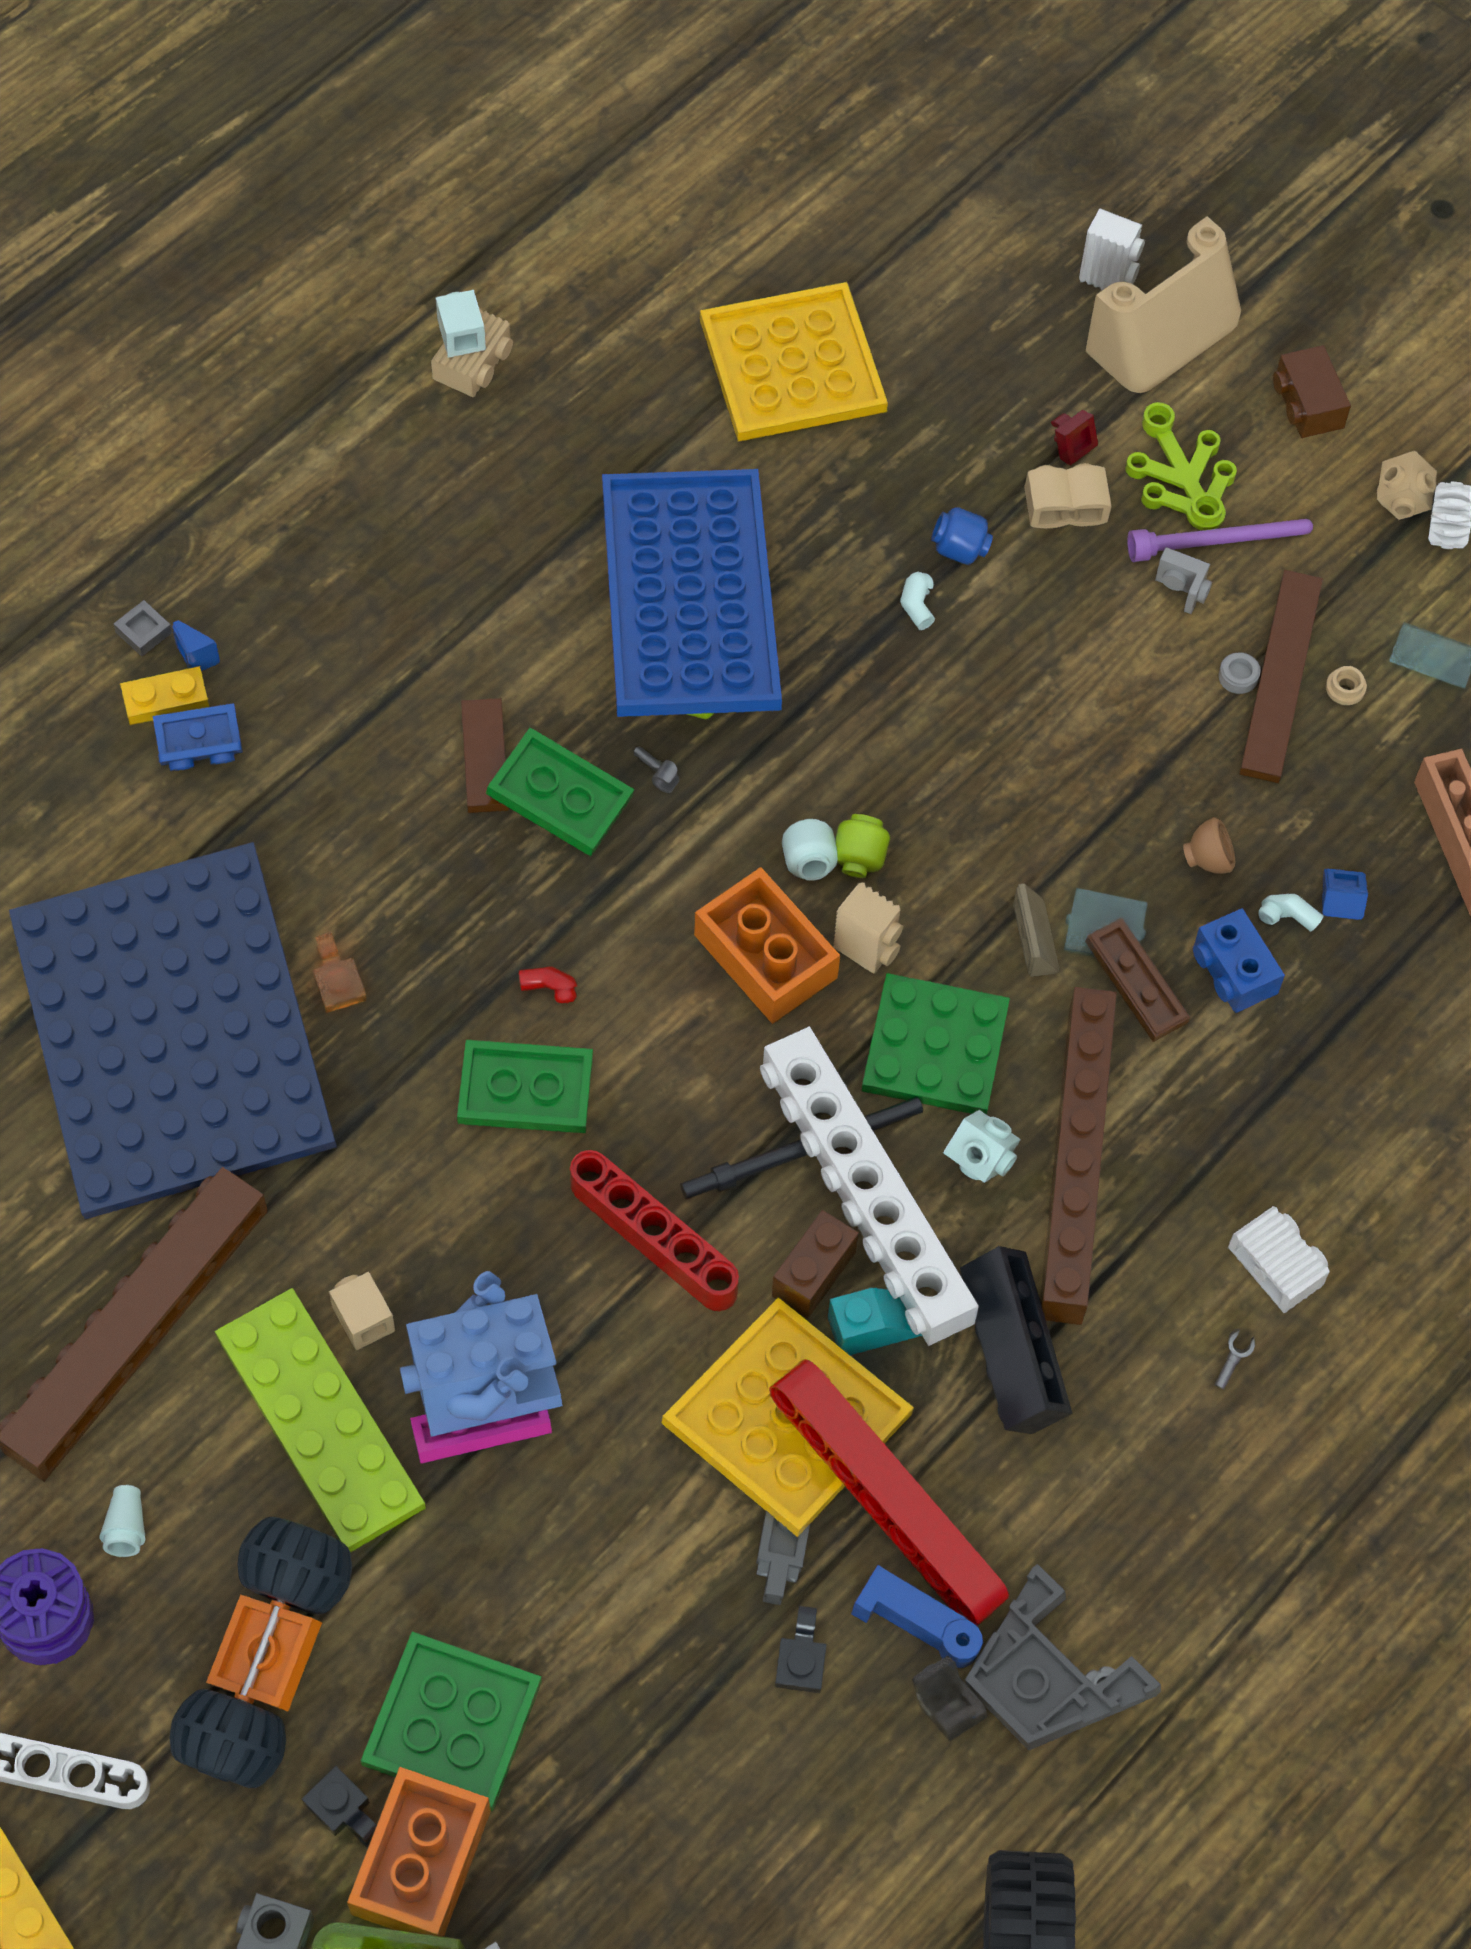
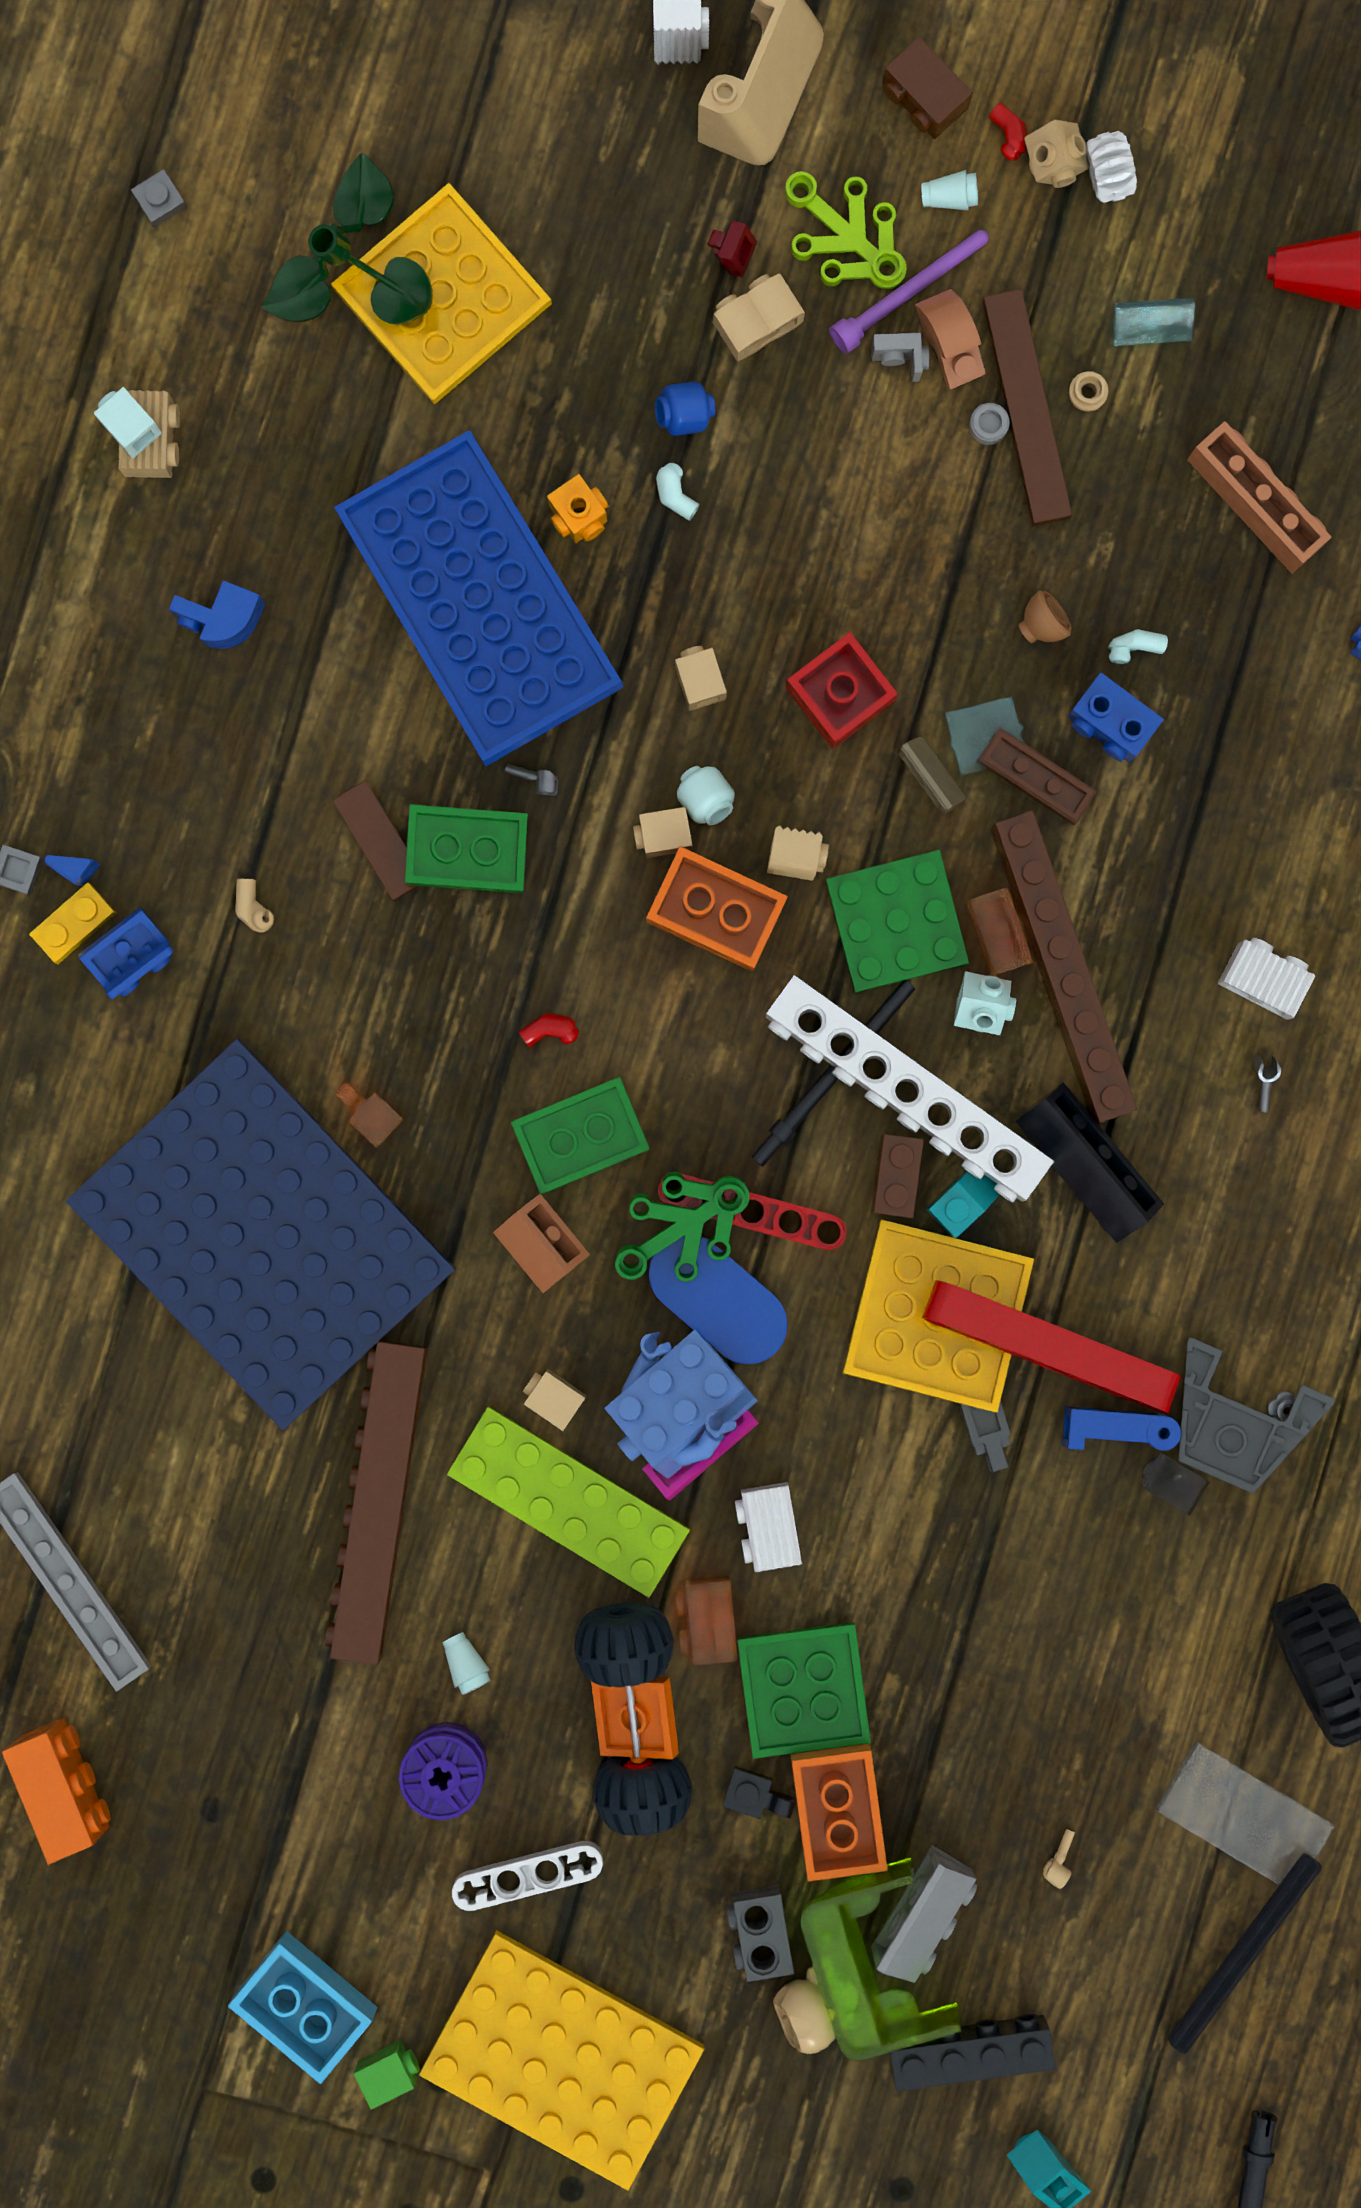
camera: 25 degrees left, 25 degrees up
(330, 754) = (248, 909): none -> tan arm
(393, 1598) = (709, 1620): none -> clear orange brick
(432, 1157) = (541, 1243): none -> nougat brick
(453, 519) = (229, 620): none -> blue brick
(507, 1537) = (770, 1527): none -> white brick
(578, 1299) = (721, 1304): none -> blue tile
(584, 1200) = (687, 1223): none -> green plant
(589, 194) = (159, 198): none -> flat silver plate
(749, 854) = (663, 832): none -> tan brick
(766, 265) = (299, 287): none -> dark green plant
(801, 1659) = (1043, 1504): black plate -> none
(820, 568) = (577, 497): none -> light orange brick
(858, 753) = (700, 677): none -> tan brick
(861, 845) = (747, 769): lime head -> none
(985, 816) = (841, 690): none -> red brick
(1031, 1088) = (999, 932): none -> clear orange brick
(1238, 587) = (953, 336): none -> nougat brick
(1295, 478) = (951, 191): none -> light aqua cone
(1344, 894) = (1173, 601): blue slope -> none
(1375, 455) = (1014, 130): none -> red arm

